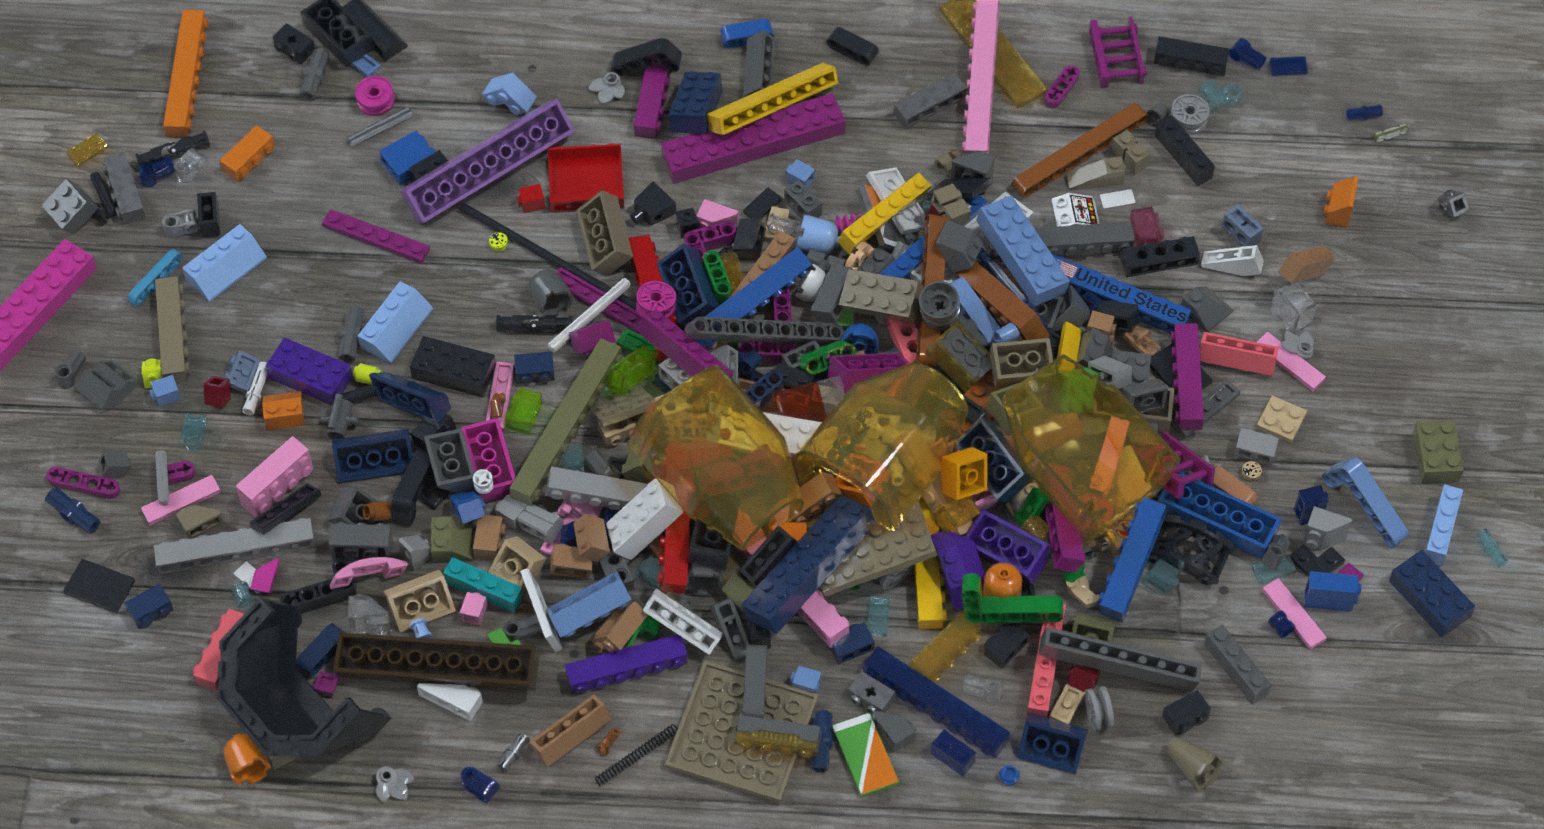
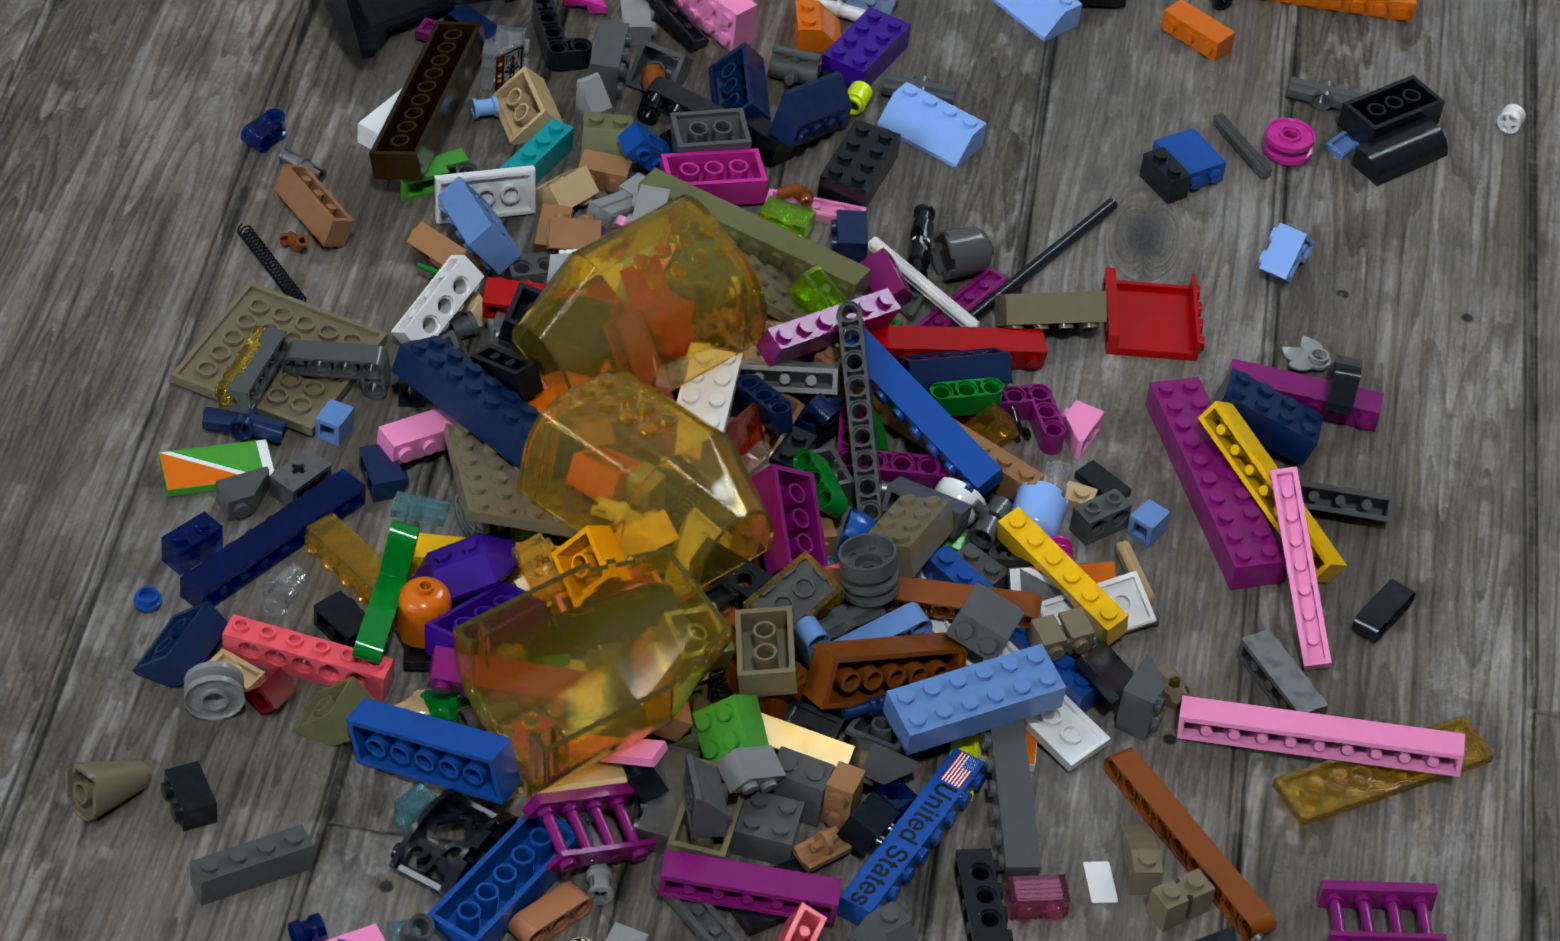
camera: 90 degrees right, 15 degrees down
(293, 43) = (1372, 76): black brick -> none
(376, 236) = (1069, 128): magenta plate -> none
(388, 566) = (560, 34): bright pink slope -> none
(395, 785) = (288, 69): light grey plate -> none
(473, 608) = (502, 147): bright pink brick -> none
(480, 477) = (670, 150): white wheel -> none
(487, 161) = (1175, 218): medium lavender brick -> none
(498, 241) = (1053, 229): neon yellow tile -> none
(531, 198) = (1120, 256): red brick -> none
(626, 664) = (397, 260): dark purple brick -> none
(653, 205) = (1104, 371): black torso -> none
(655, 296) = (924, 325): dark pink wheel -> none
(686, 221) = (1068, 391): black brick -> none
(737, 34) = (1408, 507): blue beam -> none
(749, 238) = (1039, 449): black brick -> none
(842, 82) = (1300, 568): none -> bright pink plate
(843, 185) = (1130, 564): none -> tan axle
(860, 256) = (997, 543): light nougat plate -> none
(1062, 79) = (1319, 856): magenta beam -> none
(1075, 210) = (1063, 810): white piece -> none
(1119, 659) = (277, 715): dark grey brick -> none

